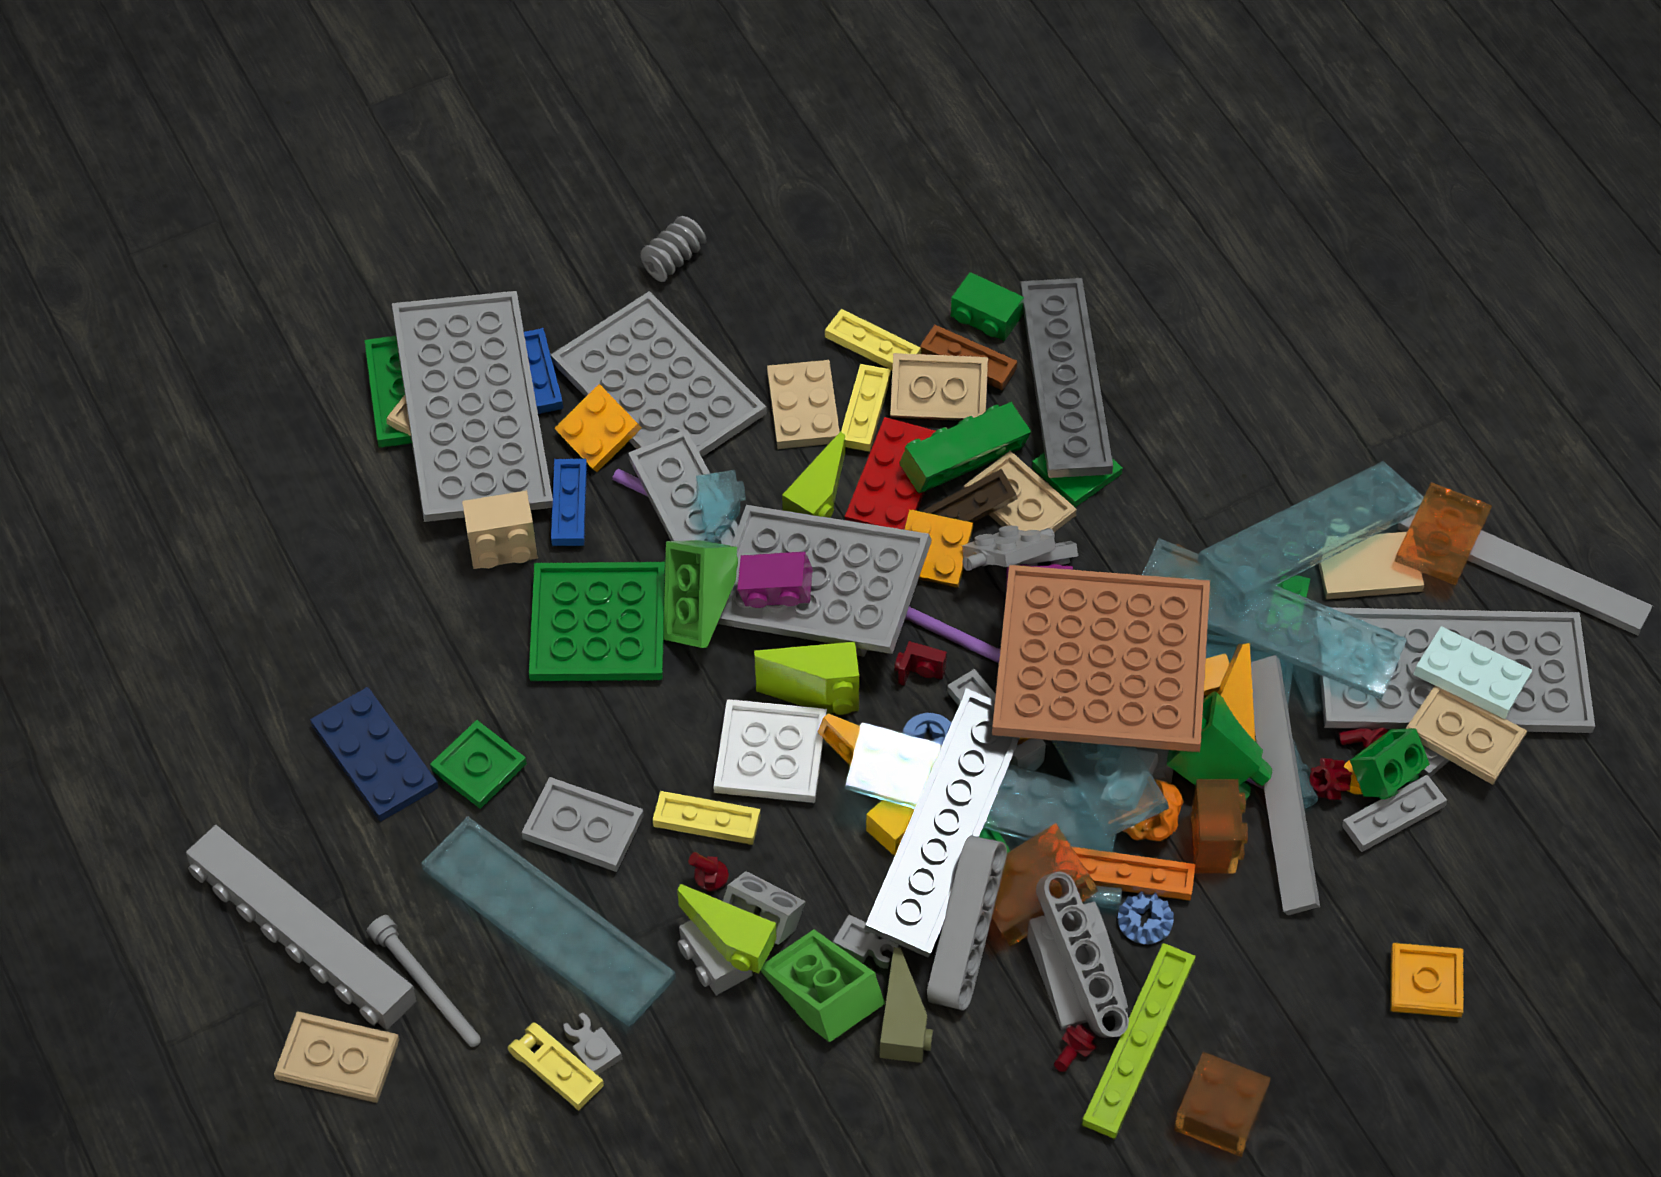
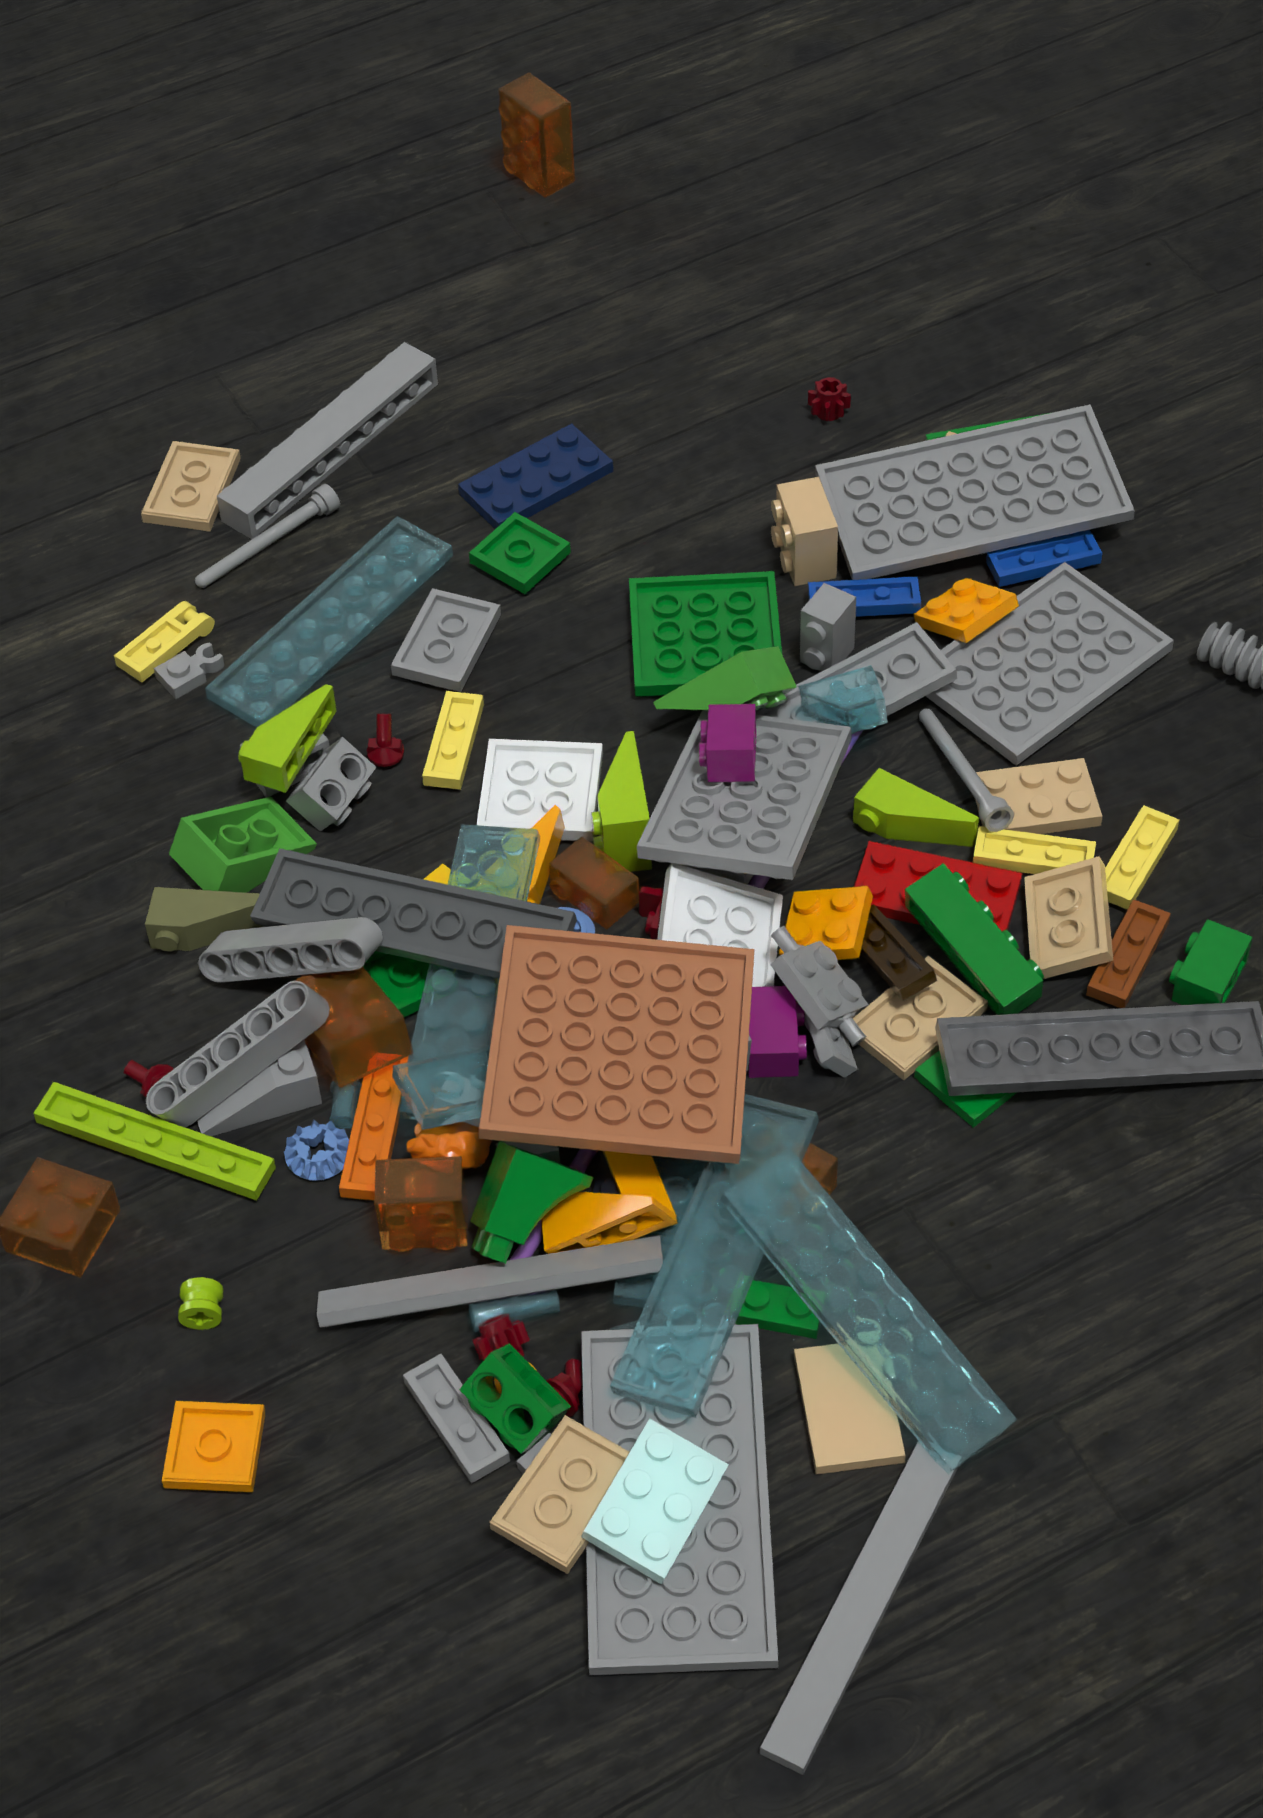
camera: 90 degrees right, 5 degrees down
(316, 511) = (829, 399): none -> dark red gear
(621, 521) = (827, 628): none -> light grey brick
(830, 423) = (993, 810): none -> light grey piece
(884, 704) = (594, 882): none -> clear orange brick
(952, 618) = (721, 913): none -> white plate
(1301, 993) = (200, 1303): none -> lime wheel
(1443, 533) = (893, 1484): clear orange plate -> none

